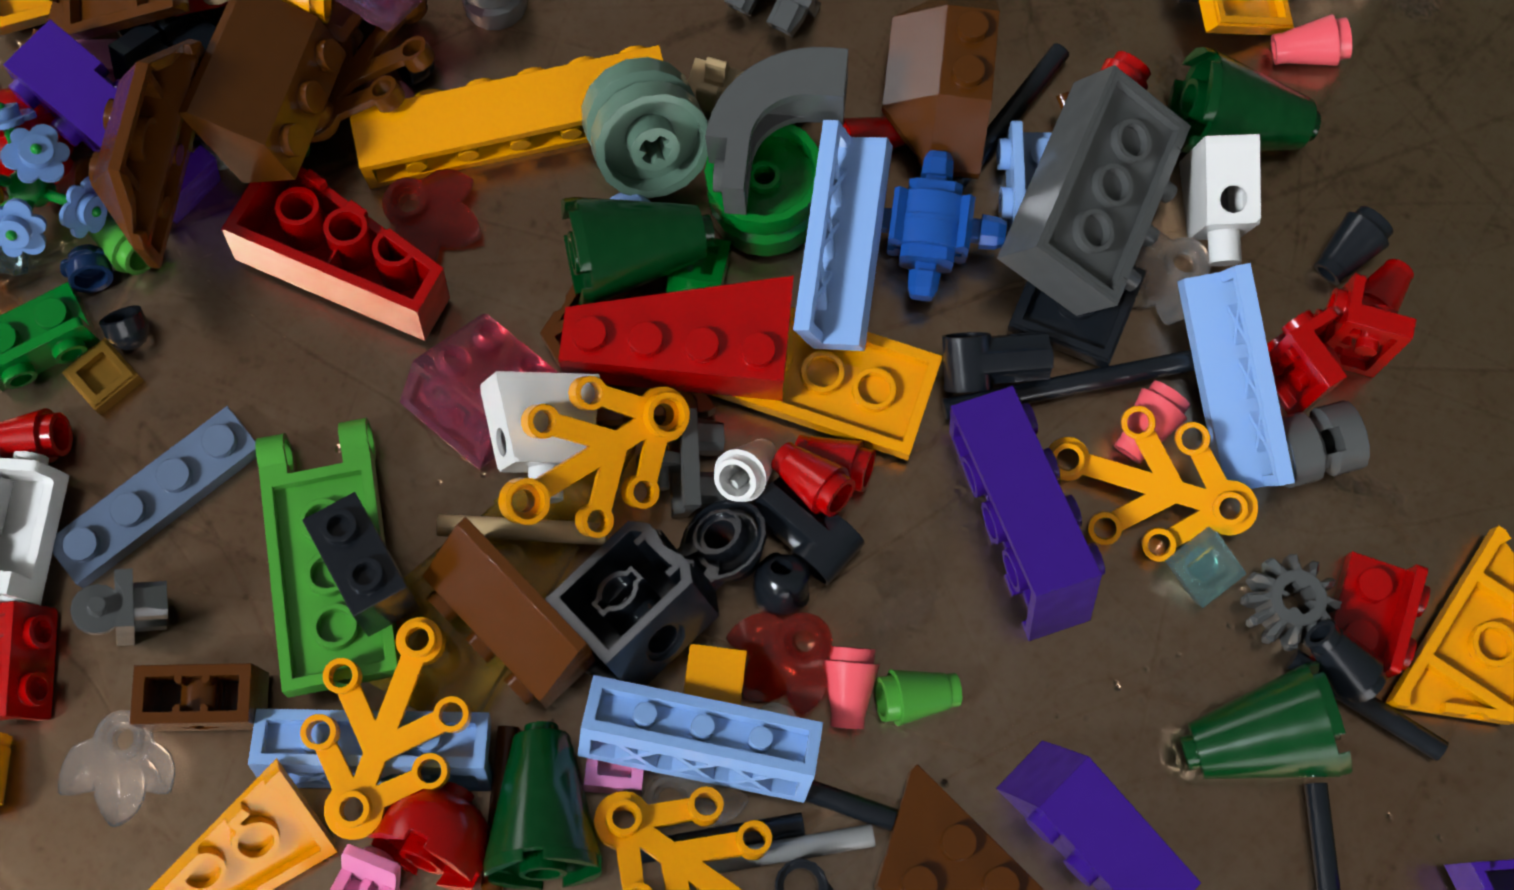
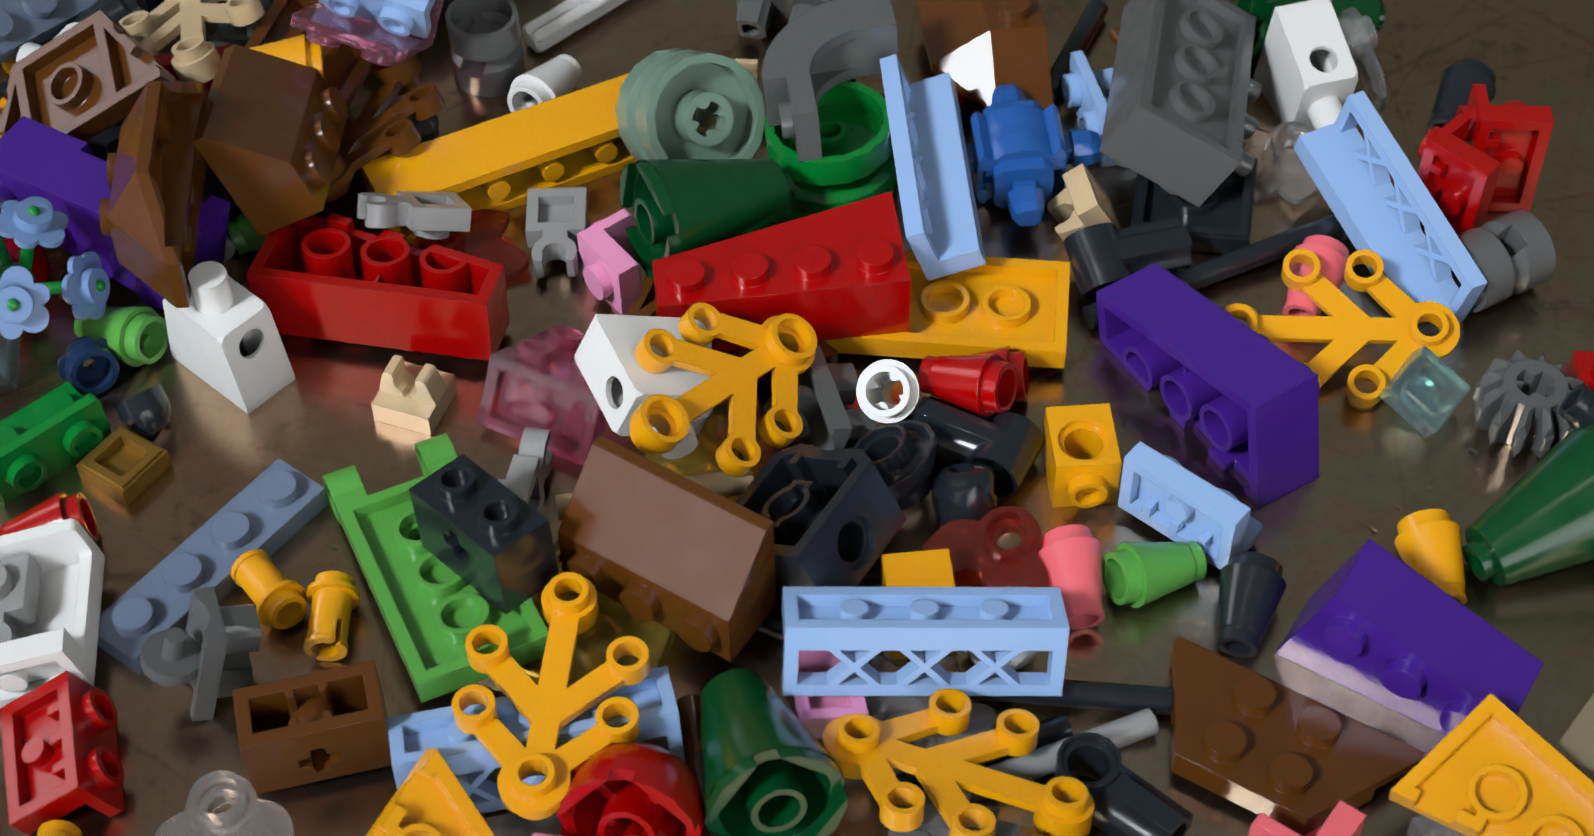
camera: 10 degrees left, 25 degrees down
(195, 539) = (277, 600): none -> light orange pin
(198, 269) = (218, 327): none -> white torso
(239, 576) = (331, 603): none -> light orange pin
(353, 361) = (413, 395): none -> tan tile
(387, 180) = (423, 212): none -> light grey plate
(414, 497) = (530, 467): none -> light grey plate
(510, 201) = (553, 224): none -> light grey plate
(535, 41) = (544, 83): none -> white cone
(541, 271) = (609, 261): none -> bright pink bracket
(897, 544) = (1081, 455): none -> light orange brick
(965, 642) = (1185, 506): none -> light blue bracket
(980, 295) = (1081, 202): none -> tan tile
(983, 747) = (1247, 601): none -> black cone
(1153, 741) = (1433, 549): none -> light orange cone
(1275, 175) = (1361, 40): none -> clear plate

